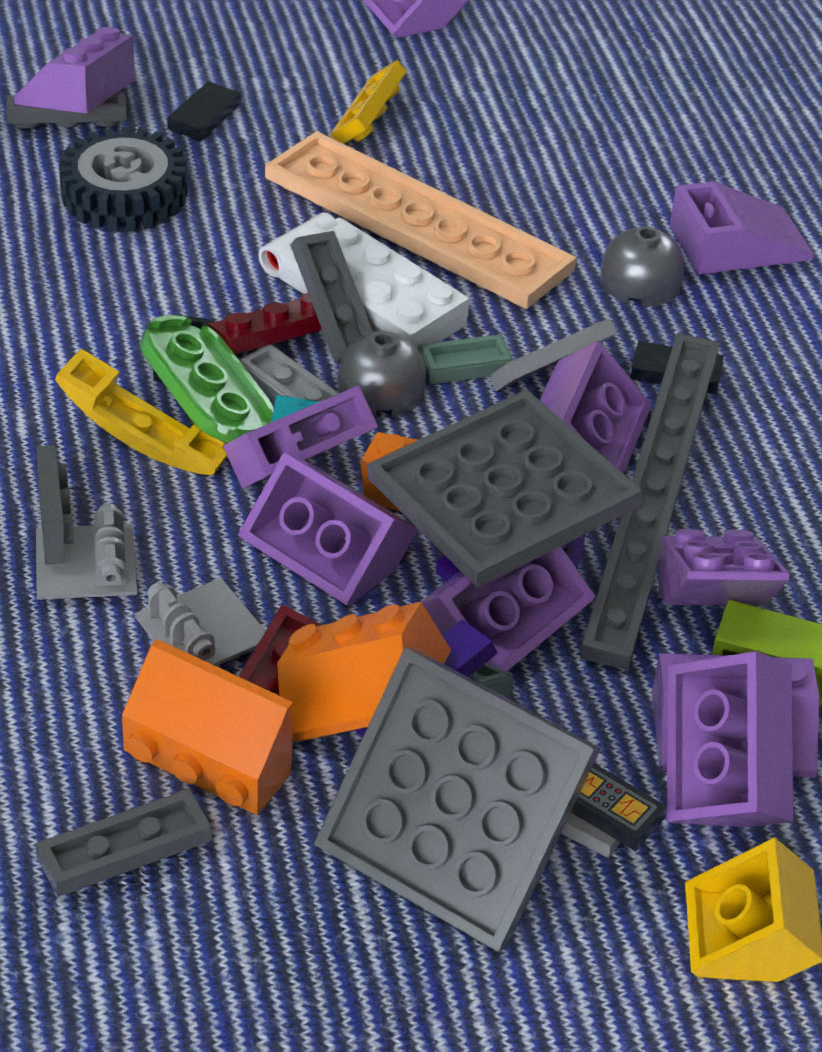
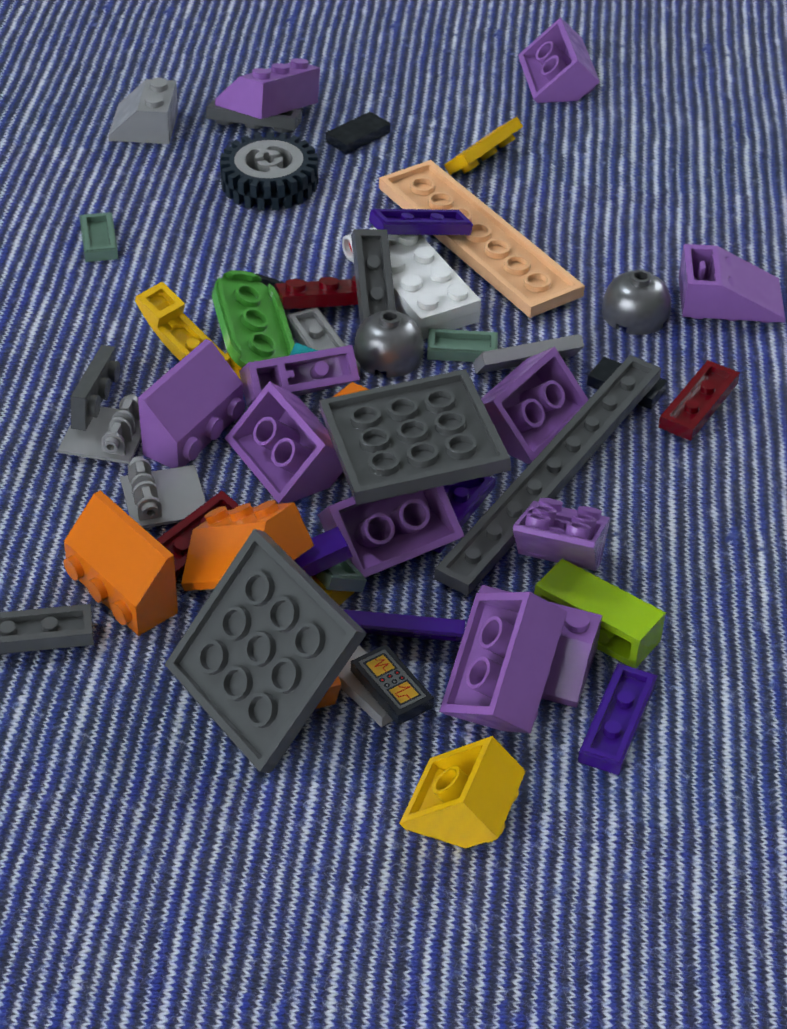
camera: 20 degrees right, 0 degrees up
(190, 507) = (189, 406): none -> medium lavender slope
(355, 212) = (421, 222): none -> dark purple tile
(610, 720) = (409, 625): none -> dark purple tile
(770, 373) = (698, 400): none -> dark red plate

